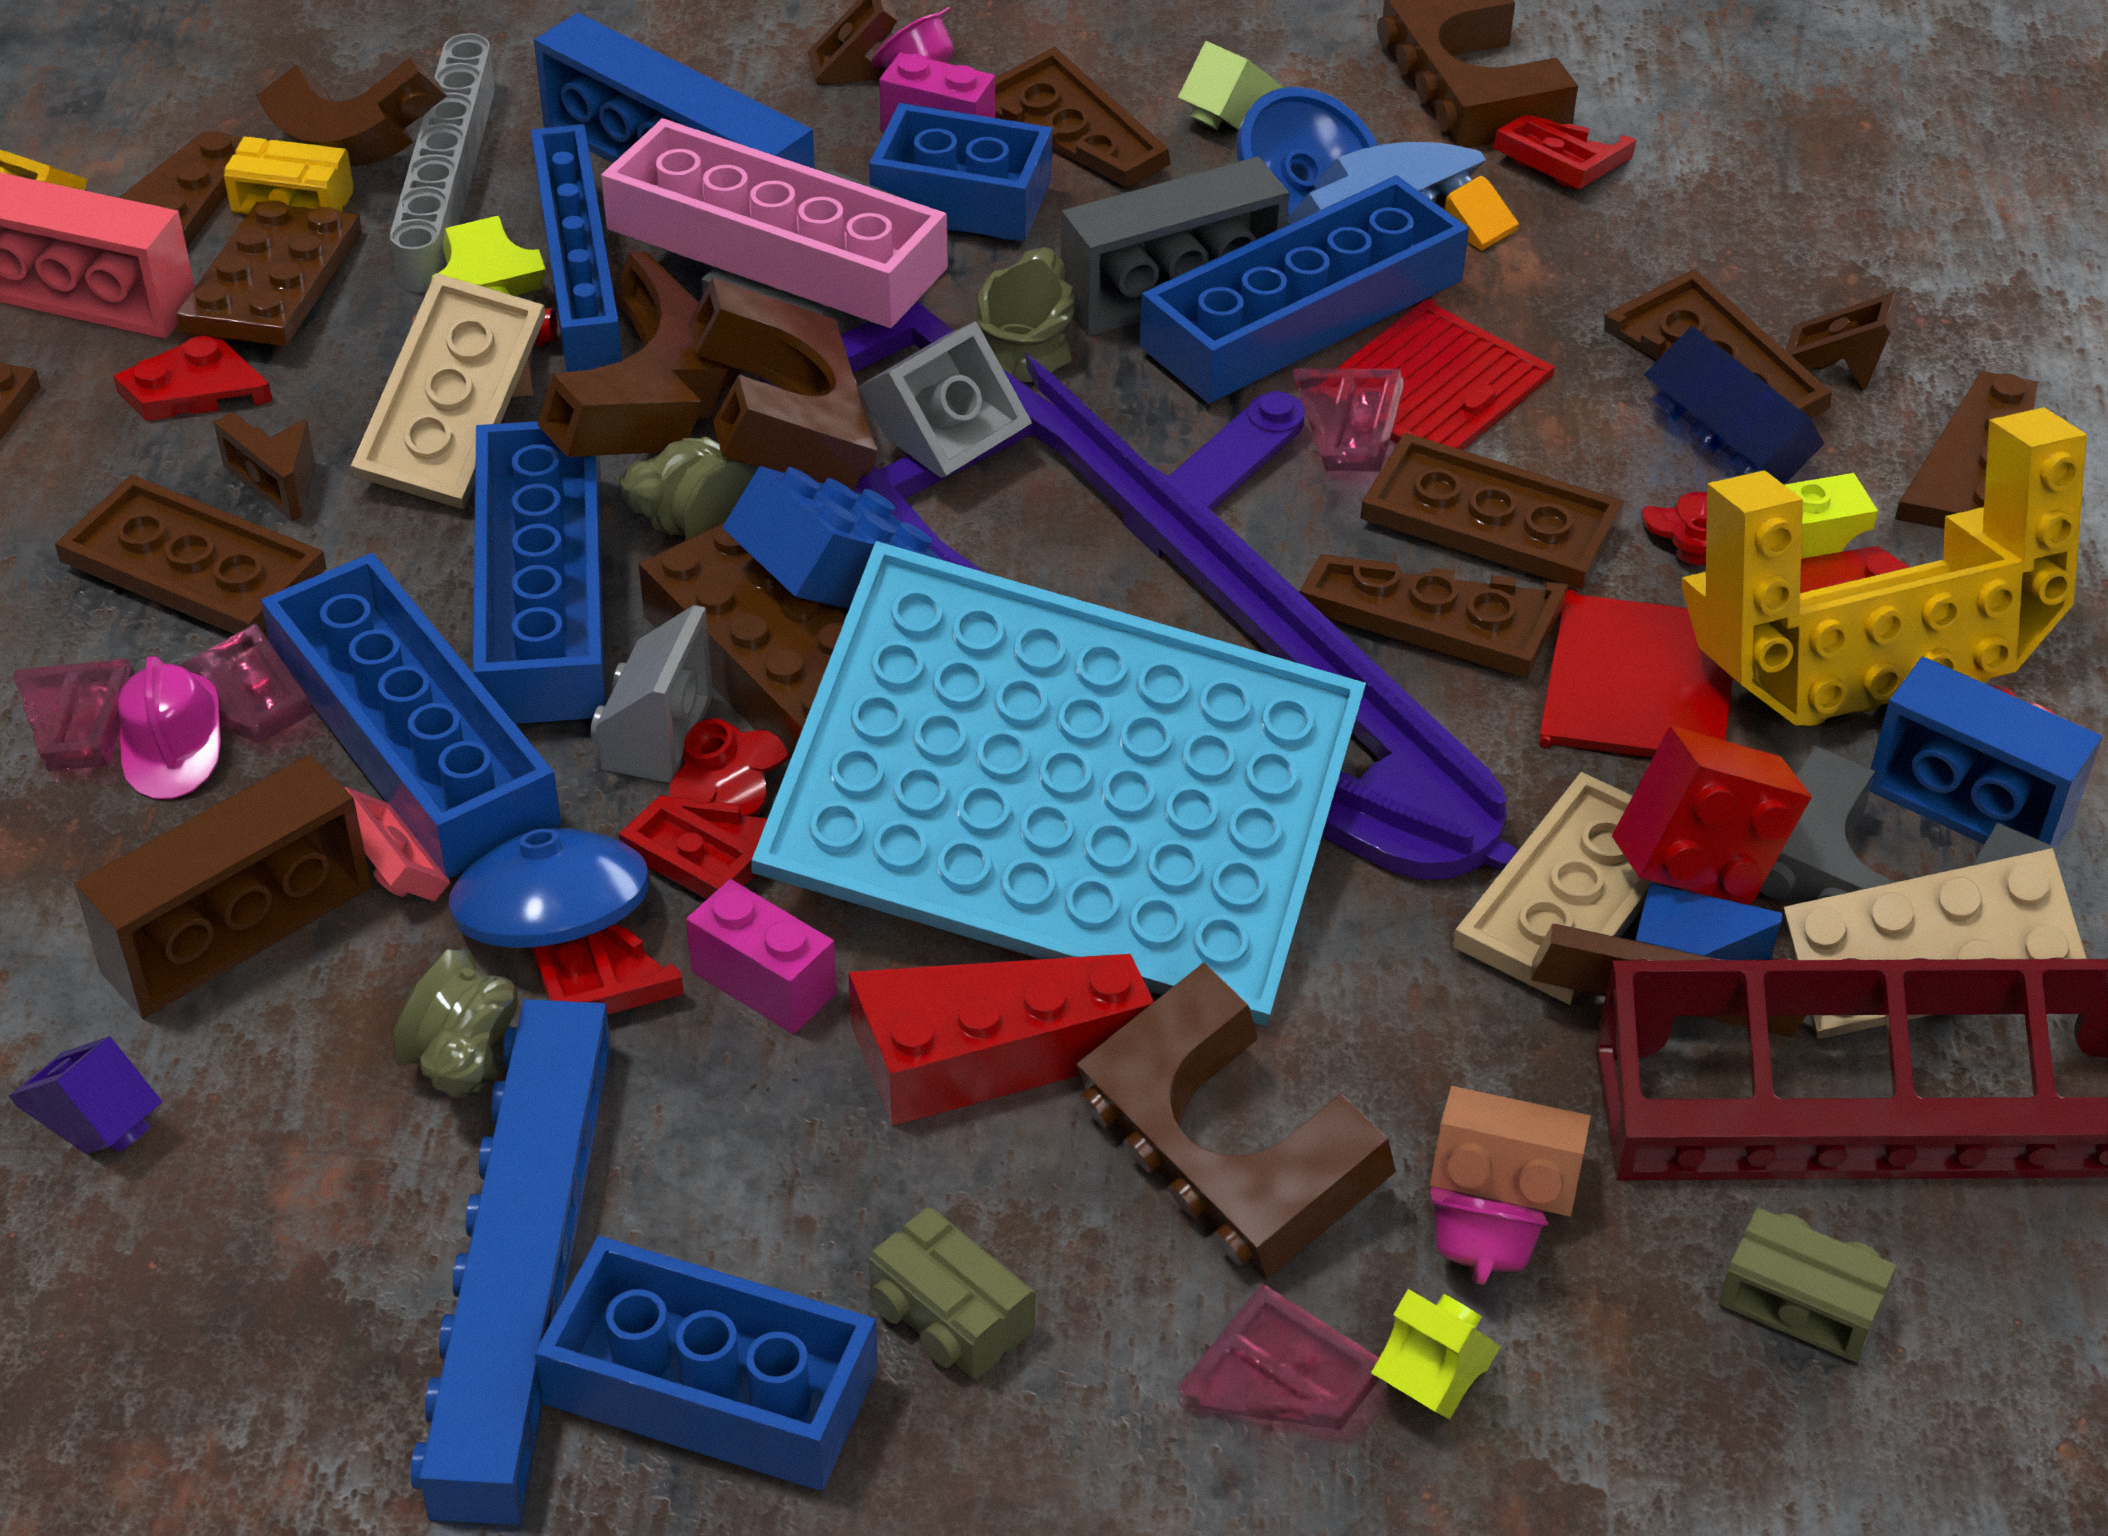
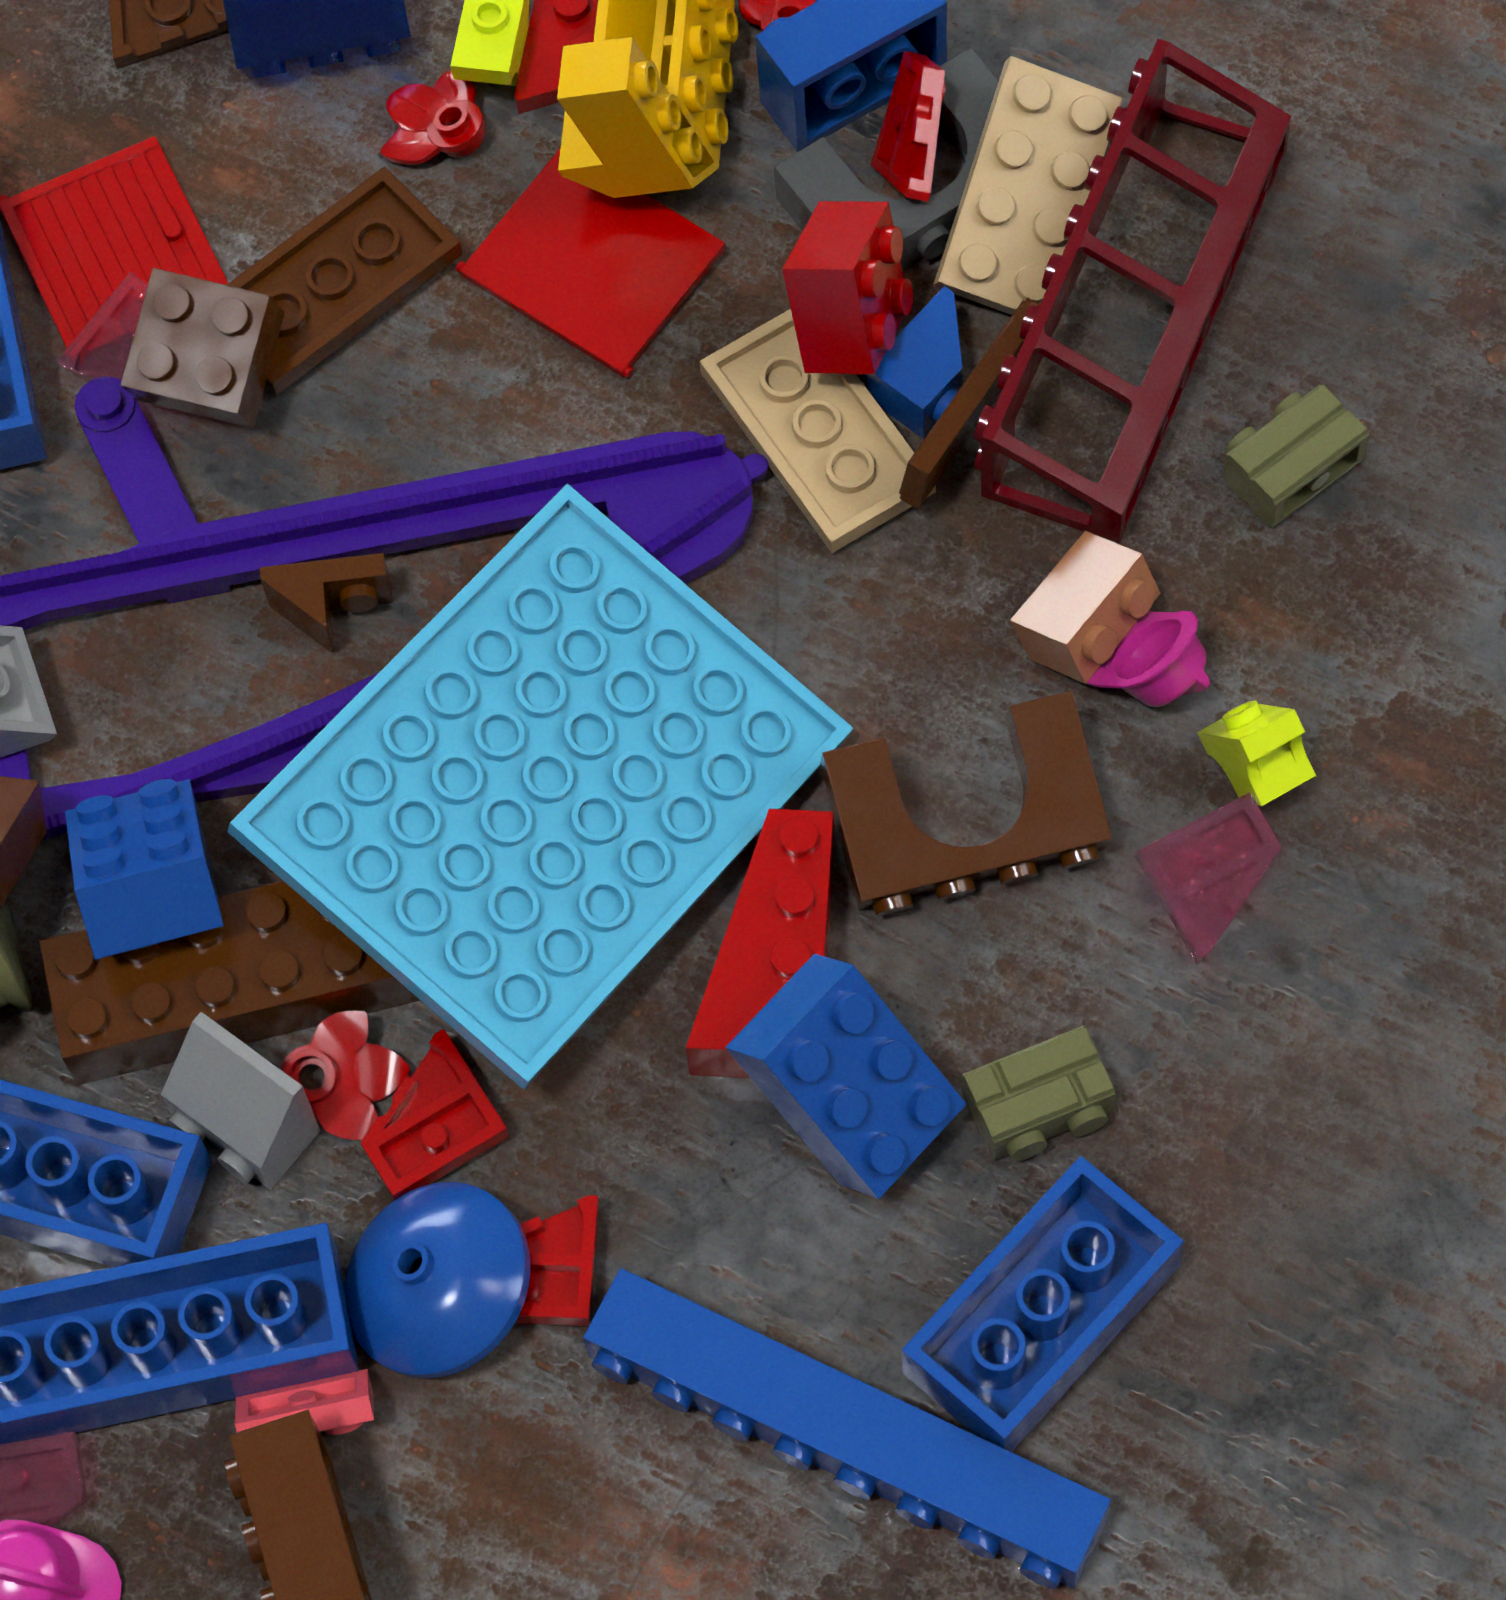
camera: 60 degrees left, 20 degrees up
(454, 1022) = (589, 1401): olive piece -> none
(762, 956) = (604, 1118): dark pink brick -> none
(870, 1096) = (846, 1075): none -> blue brick
(1184, 597) = (311, 590): none -> reddish brown slope
(1353, 429) = (203, 347): none -> brick
(1460, 618) = (451, 370): reddish brown wing -> none
(1918, 840) = (911, 126): none -> red wing

